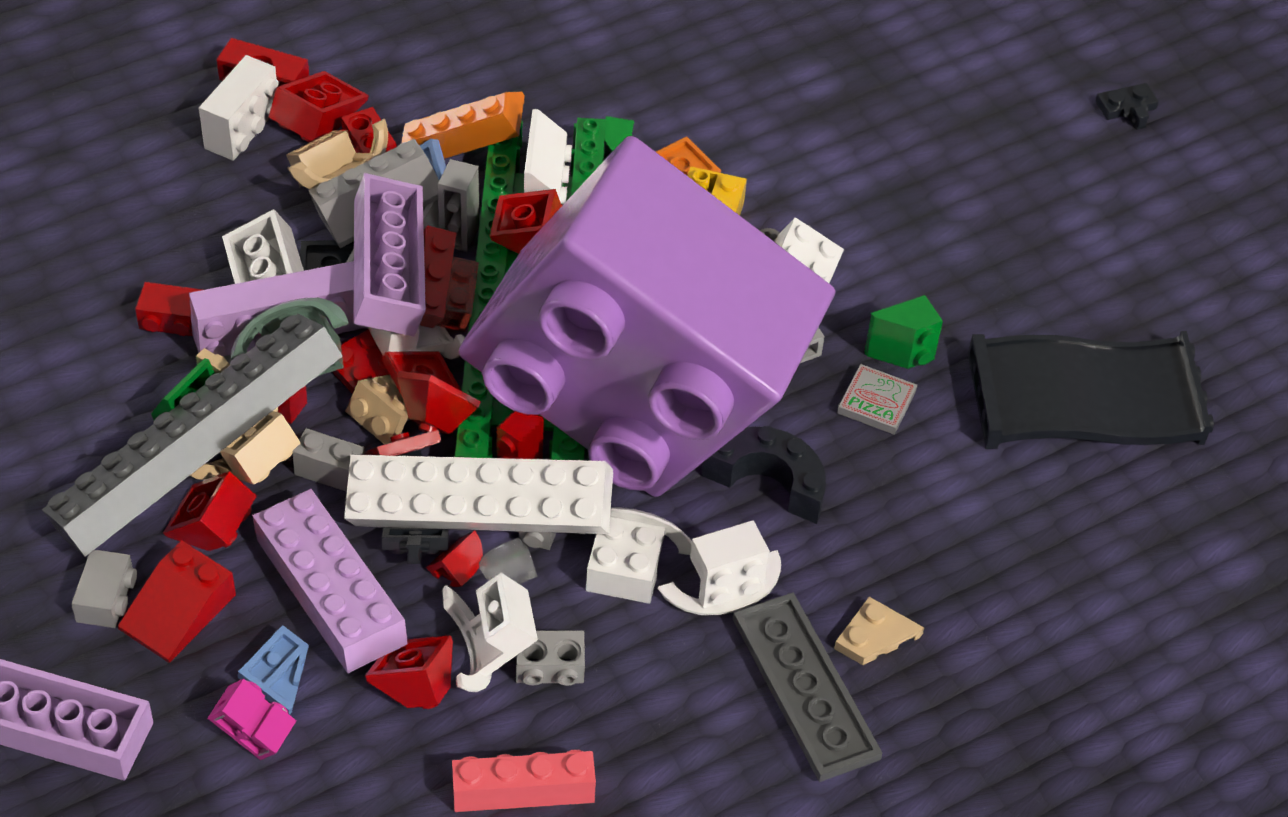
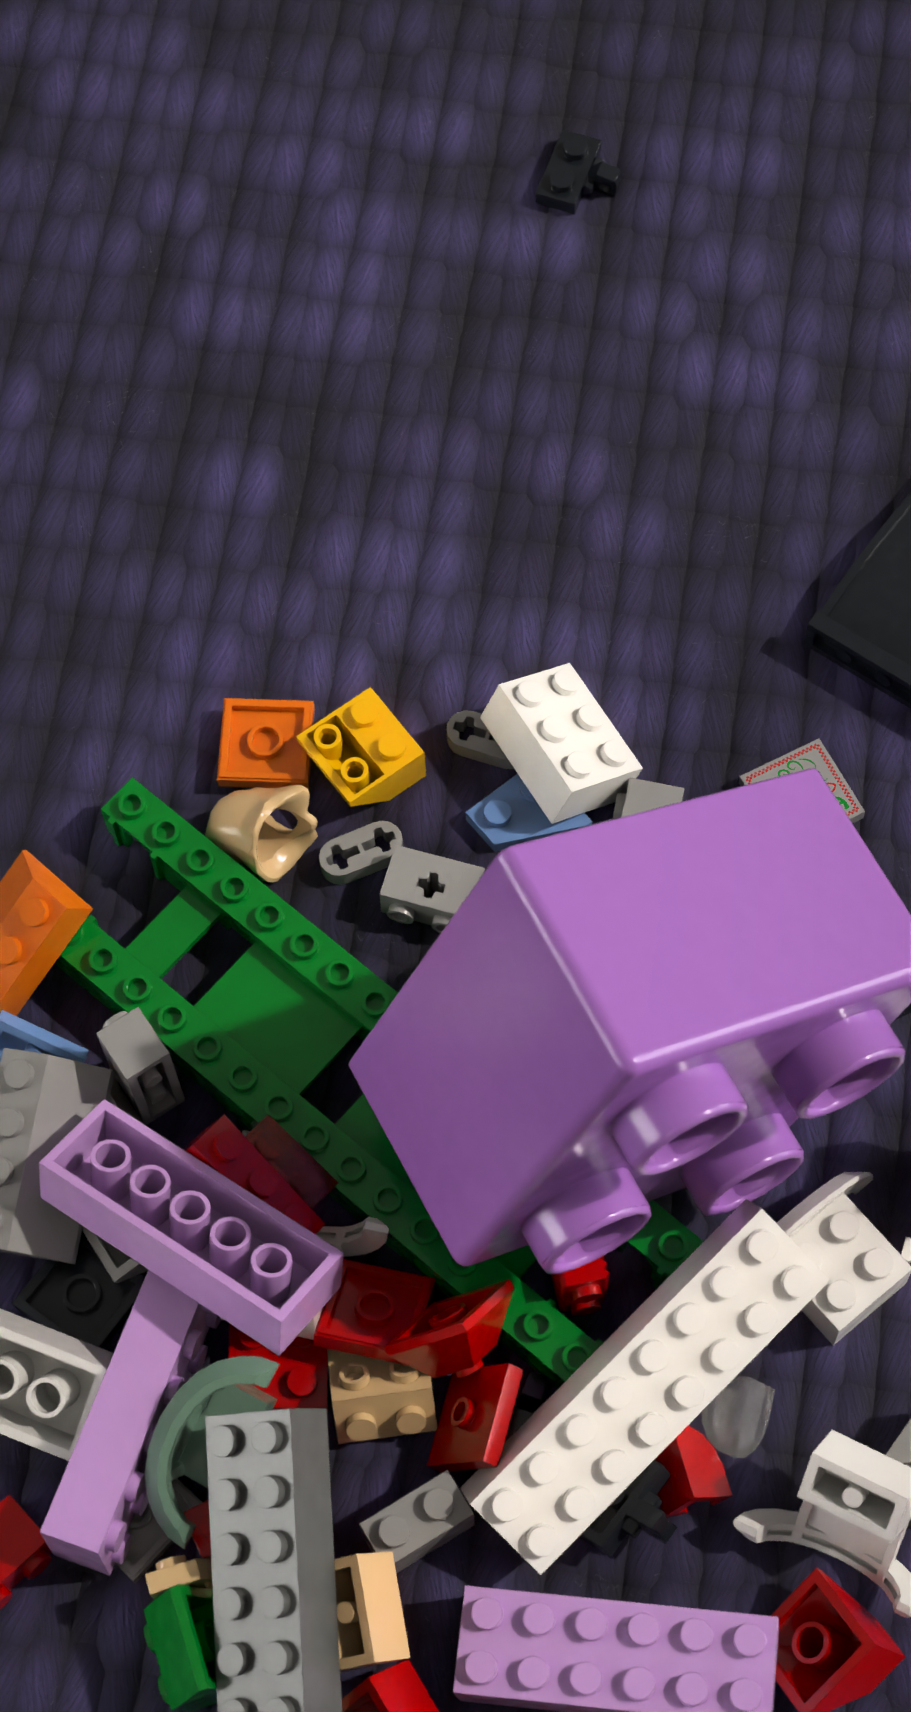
camera: 45 degrees left, 15 degrees up
(522, 216) = (243, 1003): red slope -> none
(547, 156) = (165, 913): white slope -> none
(616, 131) = (168, 780): green brick -> none
(904, 333) = (755, 692): green slope -> none

